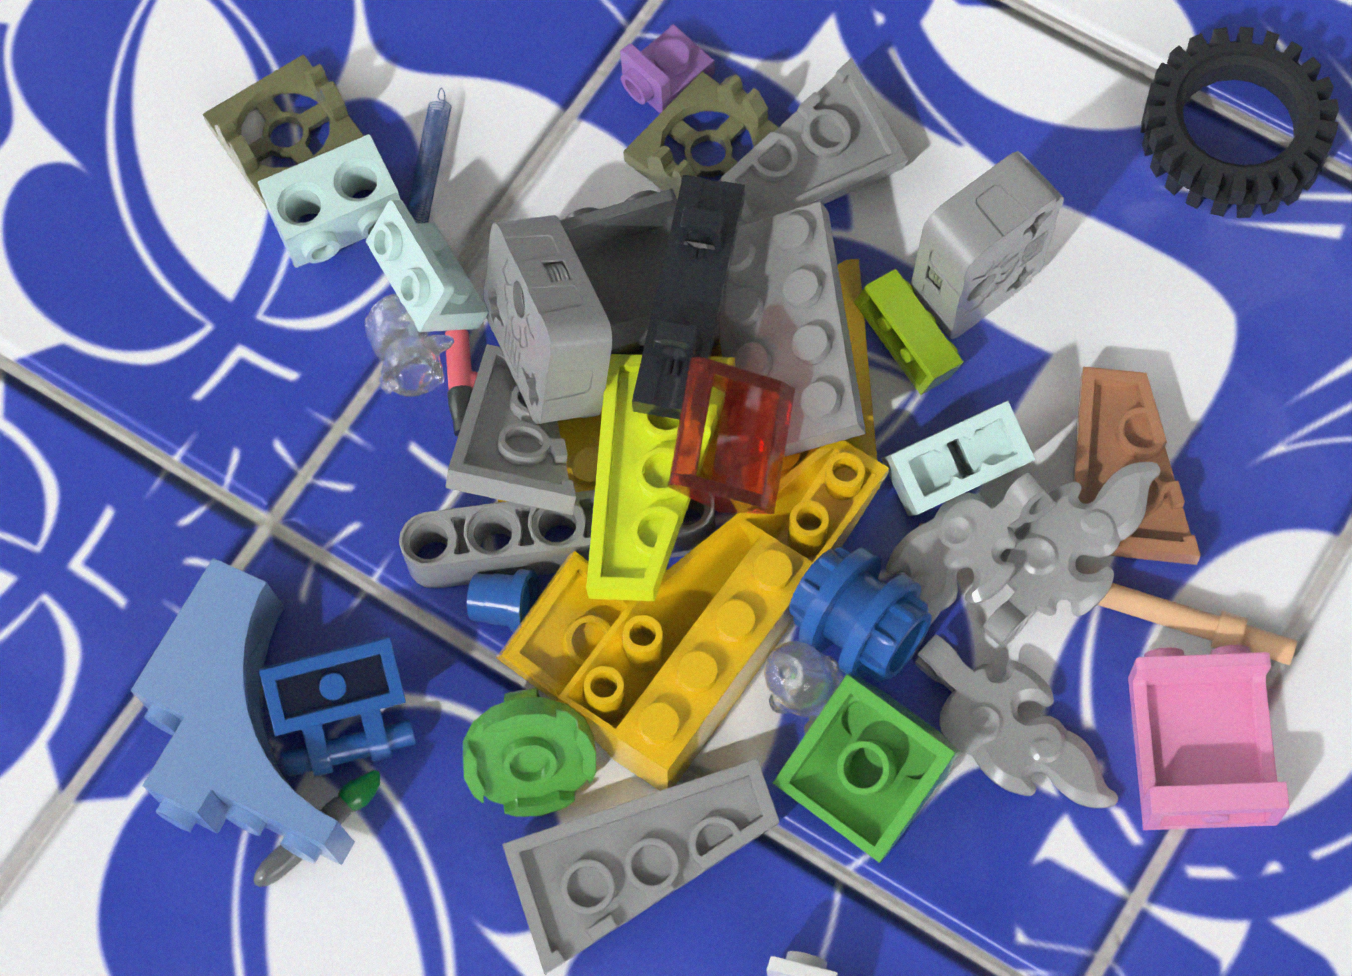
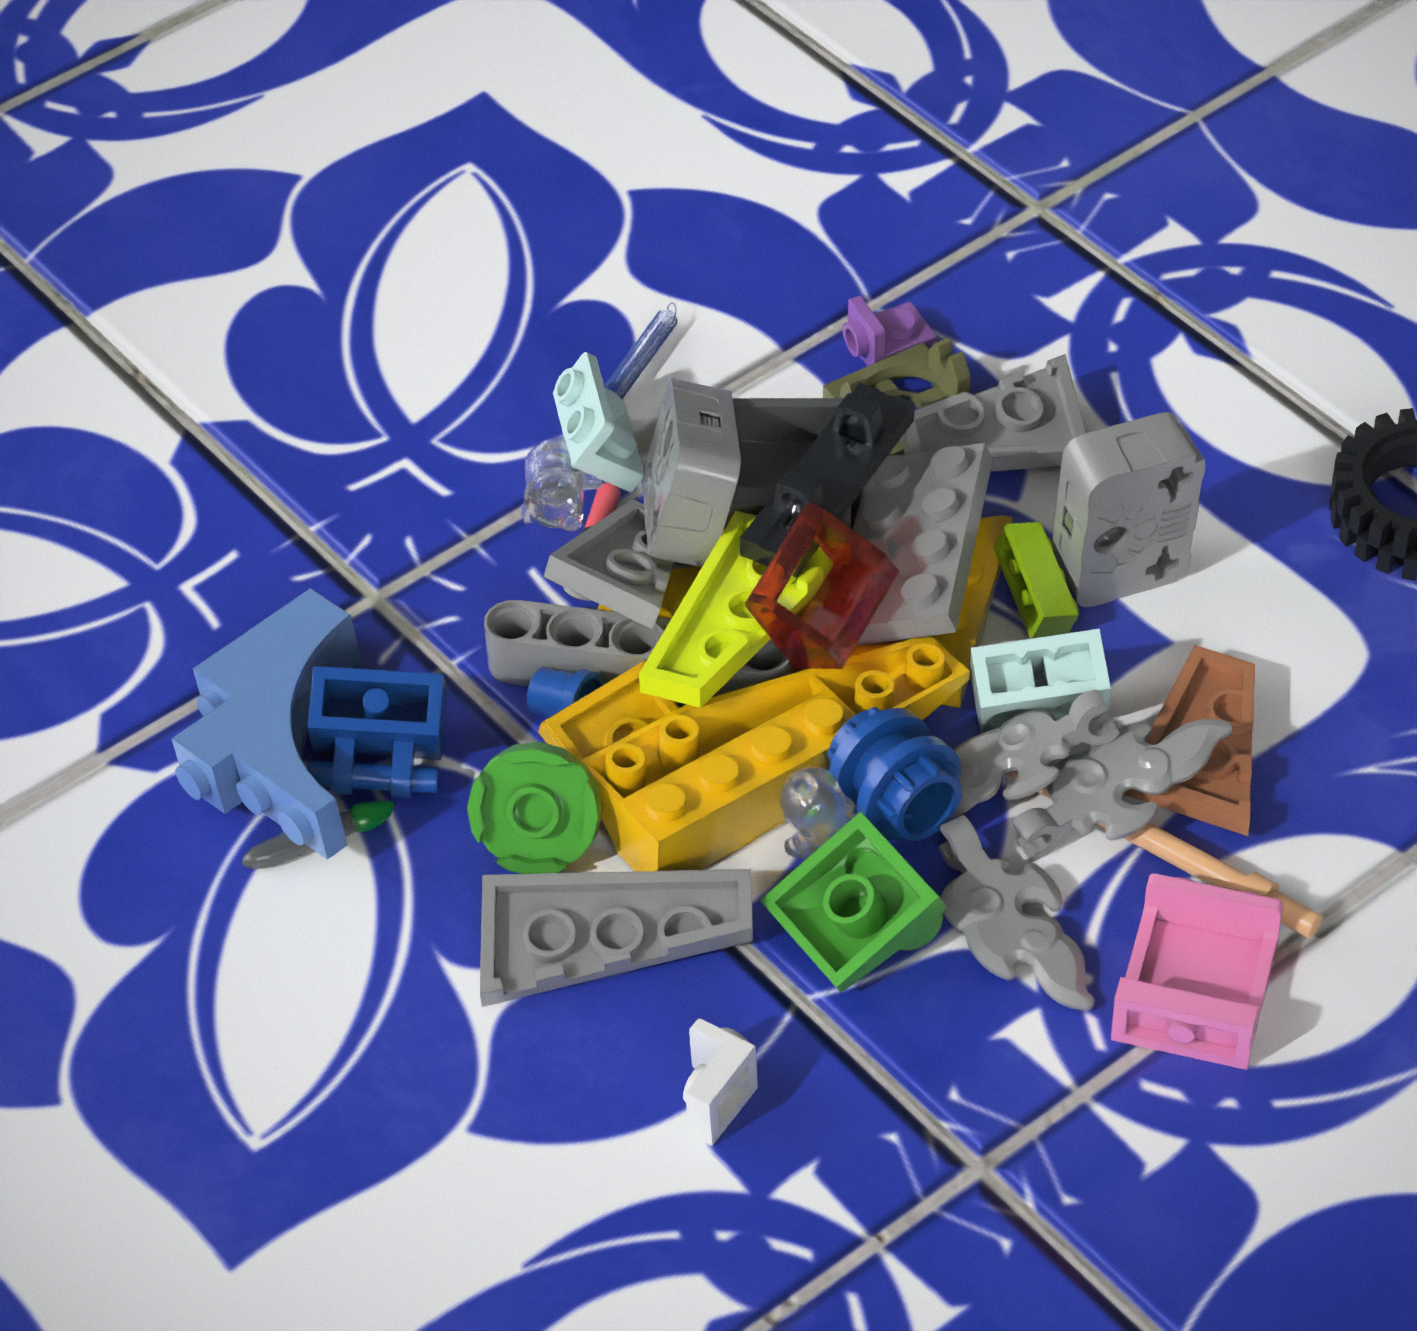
camera: 15 degrees right, 20 degrees down
(295, 77) = (518, 333): olive piece -> none
(326, 189) = (526, 355): light aqua brick -> none

